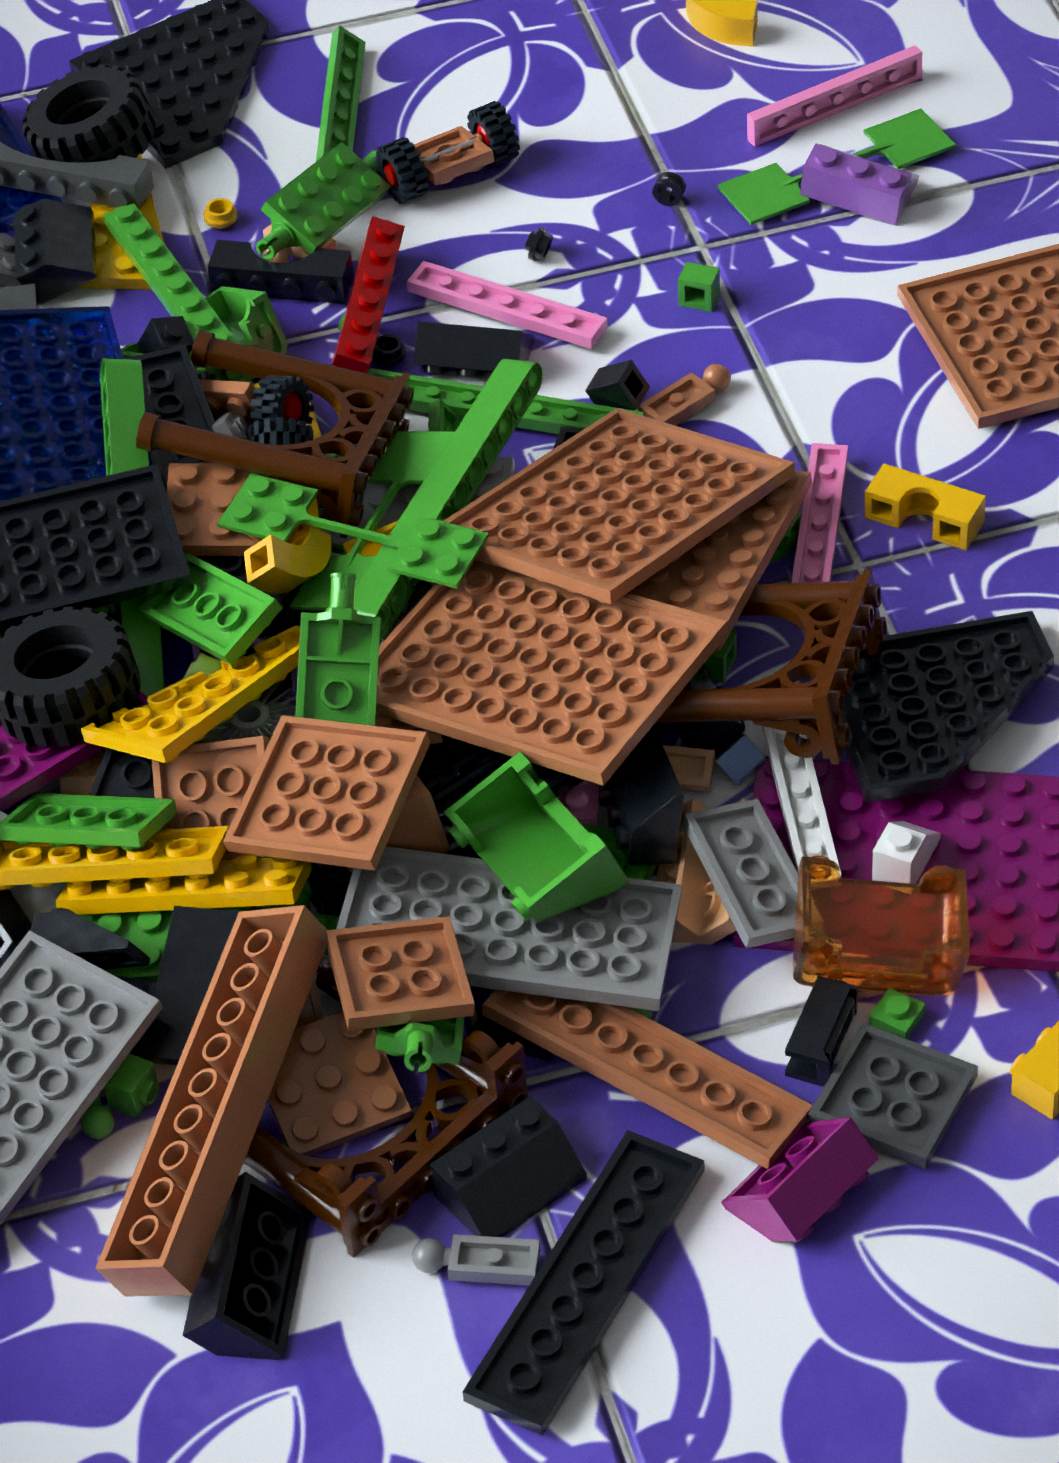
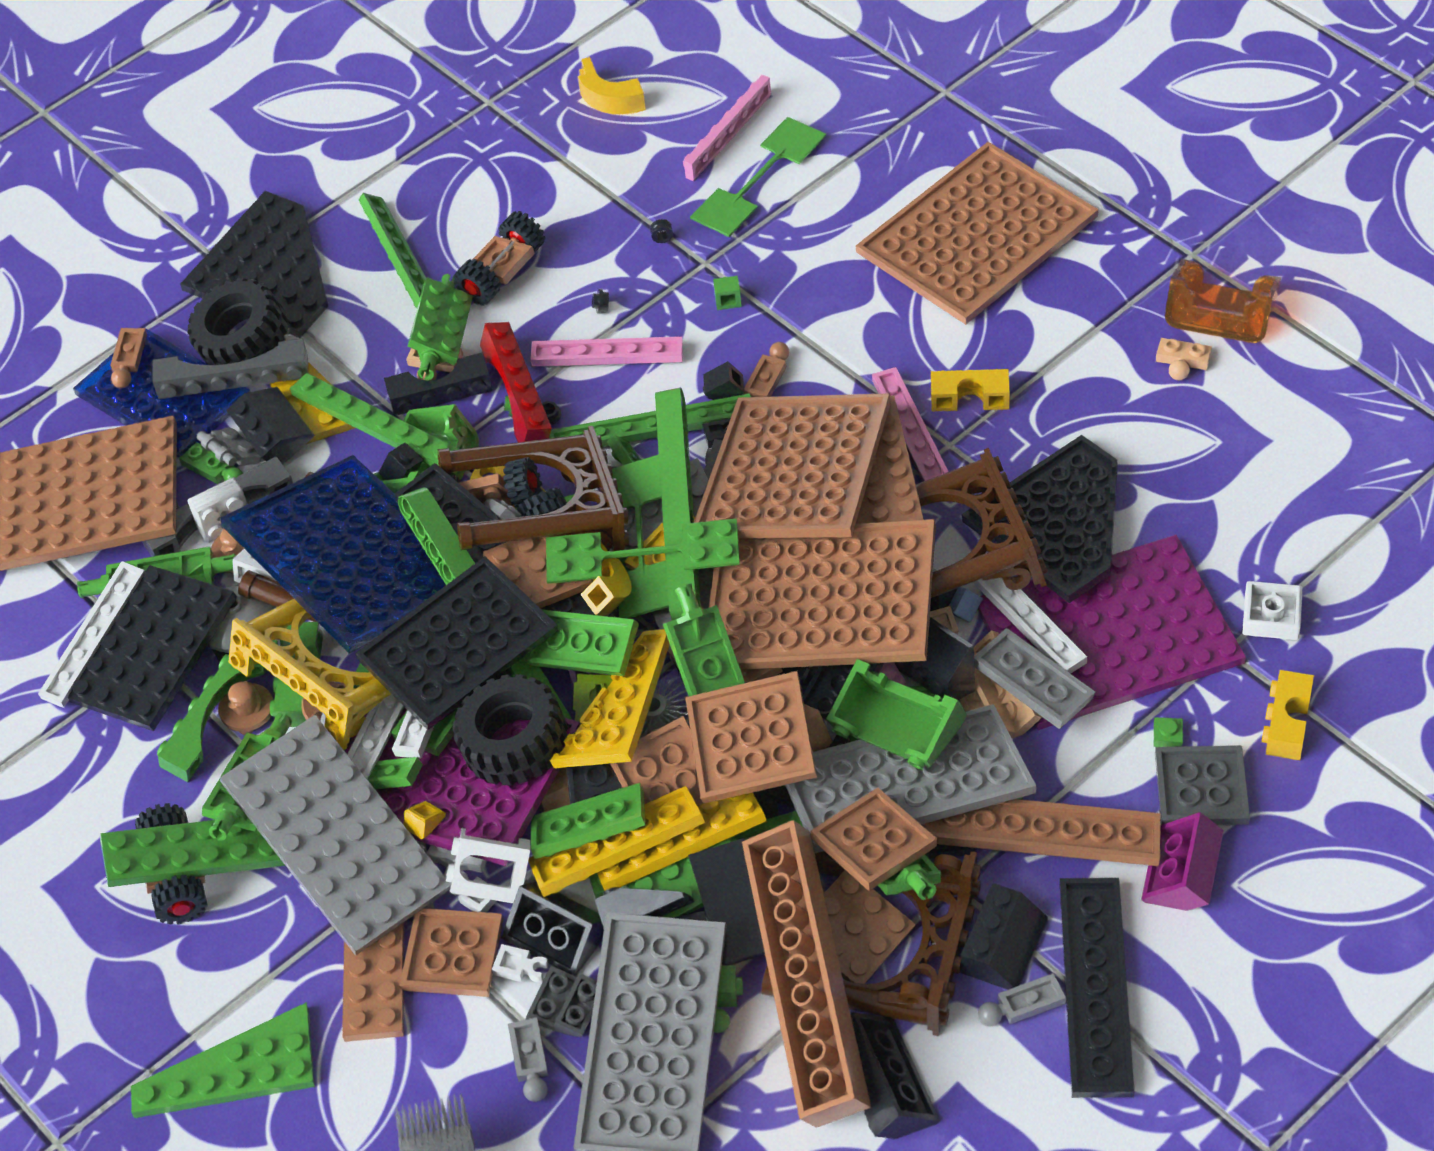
camera: 25 degrees left, 5 degrees up
(220, 213) = (365, 357): yellow plate -> none
(468, 347) = (607, 392): black slope -> none
(821, 1030) = (1133, 763): black window -> none
(857, 183) = (785, 184): medium lavender slope -> none
(881, 930) = (1138, 681): clear orange windscreen -> none
(903, 852) = (1114, 628): white slope -> none

